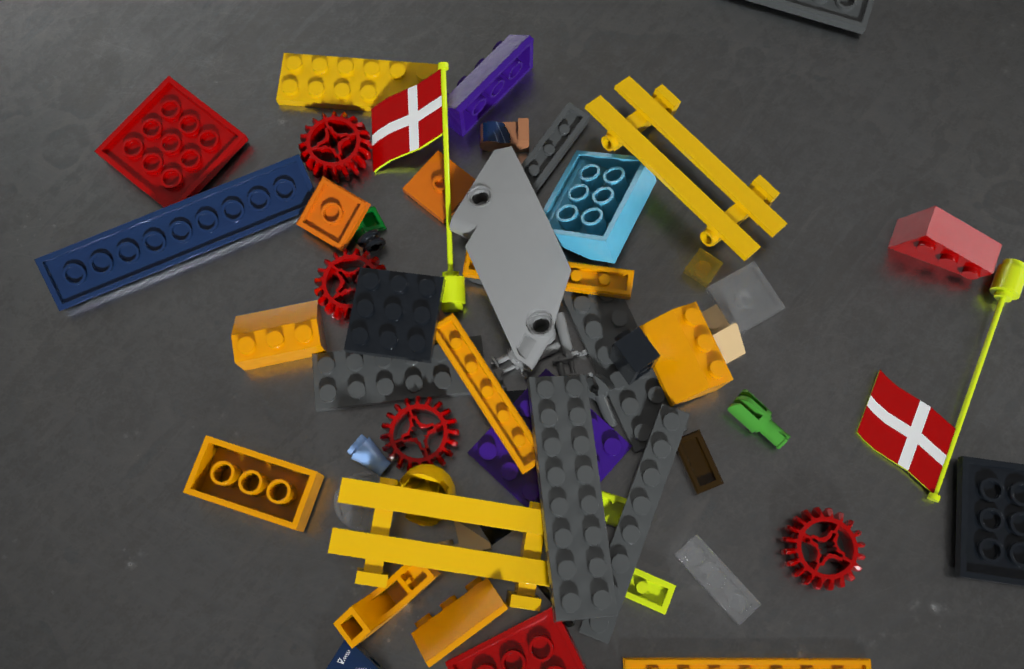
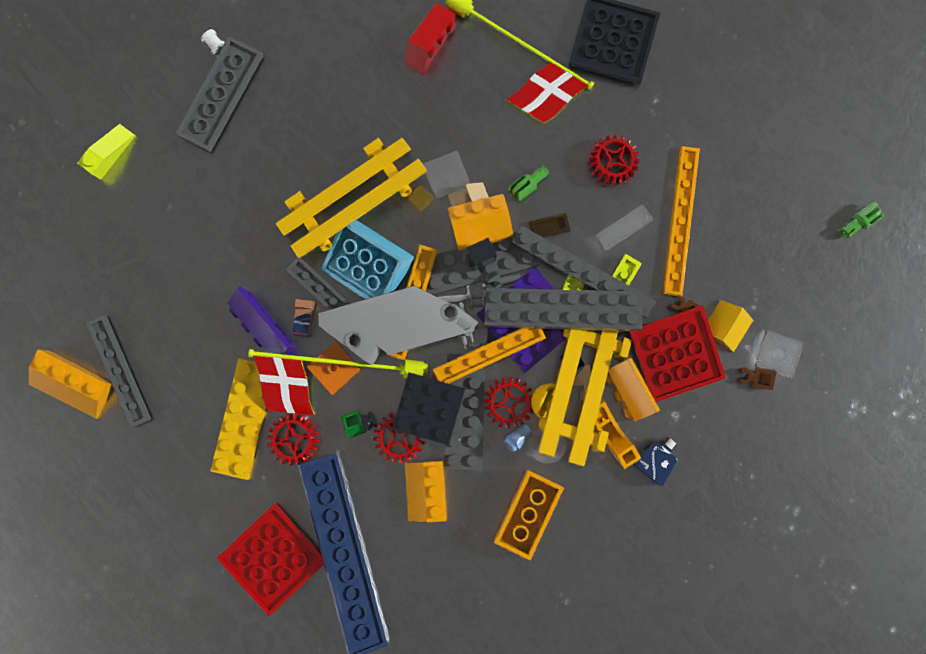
camera: 85 degrees left, 10 degrees up
(333, 214) = (346, 445): orange plate -> none

